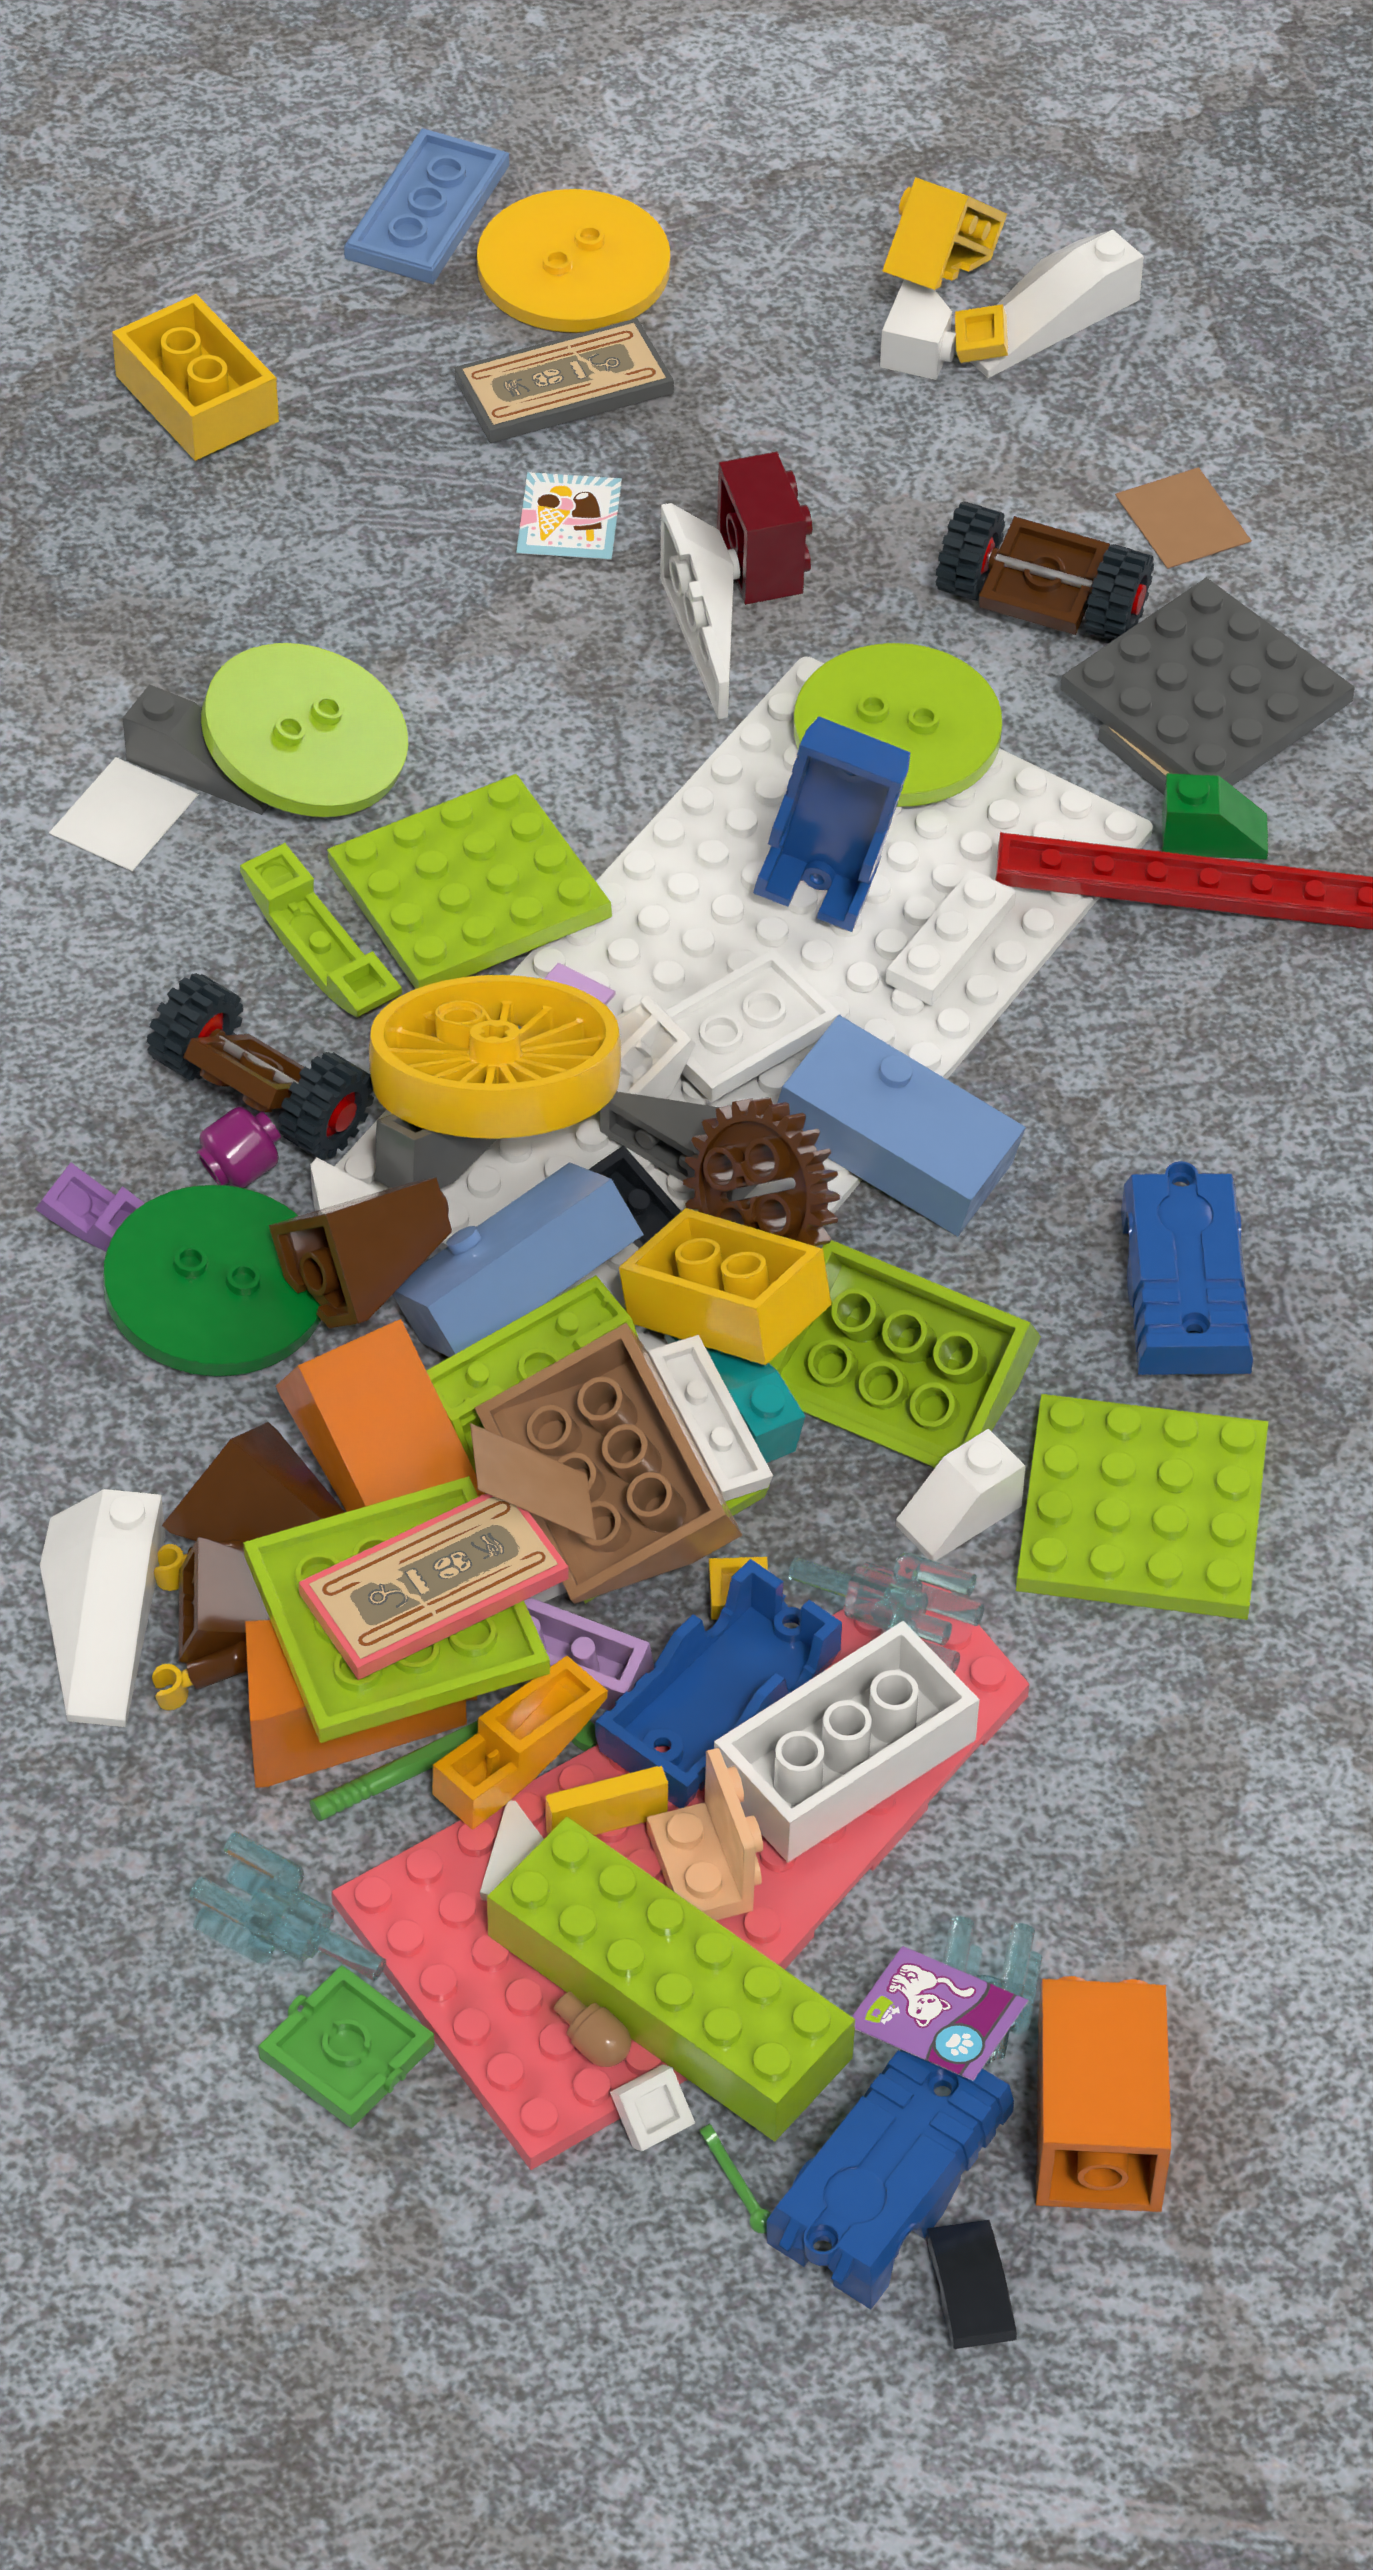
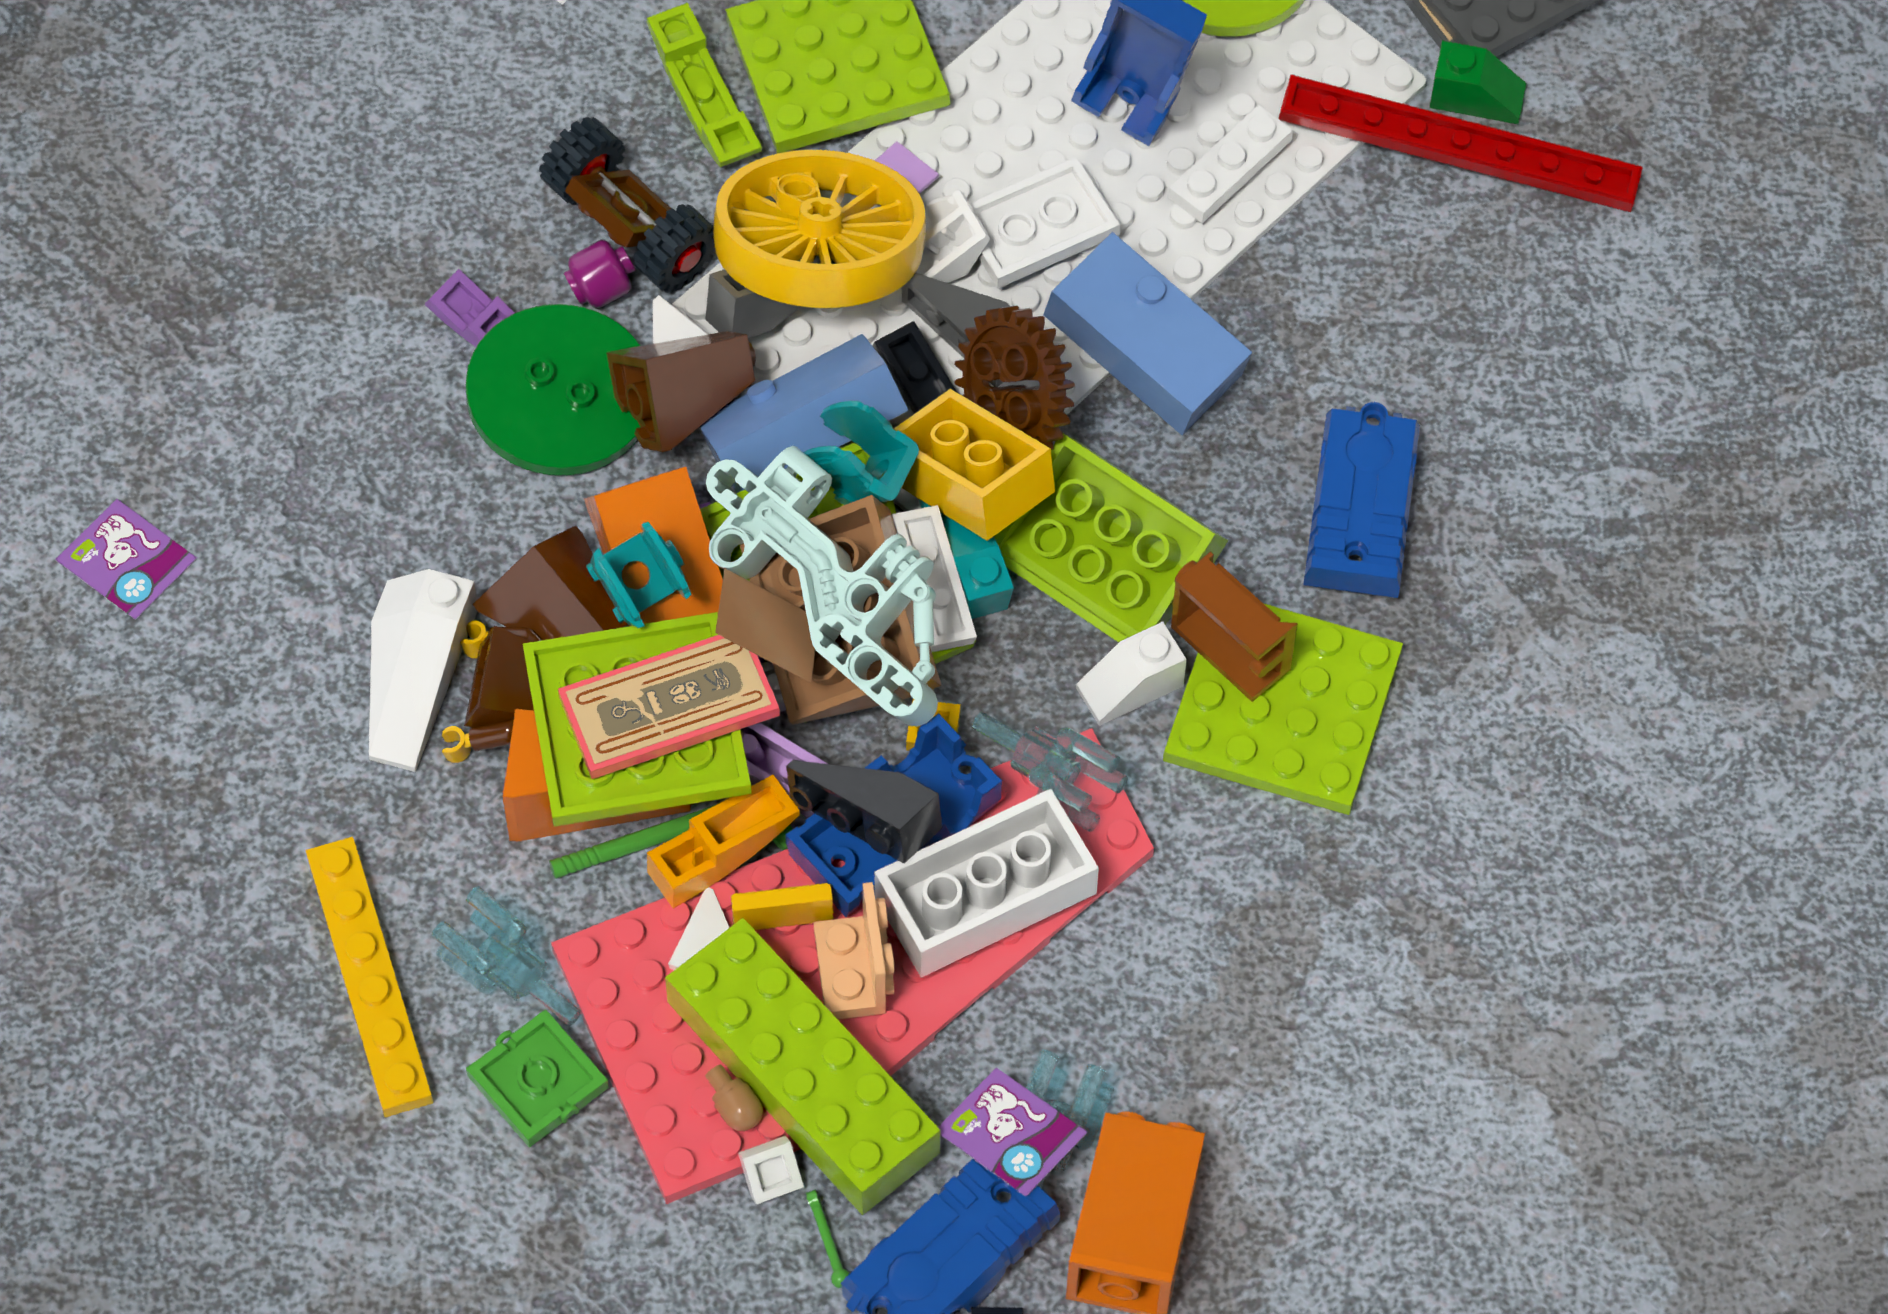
camera: 10 degrees right, 10 degrees up
(117, 1964) = (369, 977): none -> yellow plate
(387, 1424) = (663, 567): none -> teal piece
(520, 1367) = (776, 520): none -> light aqua beam
(600, 1282) = (887, 450): none -> teal piece
(692, 1666) = (872, 804): none -> black slope
(1057, 1442) = (1231, 627): none -> dark orange window

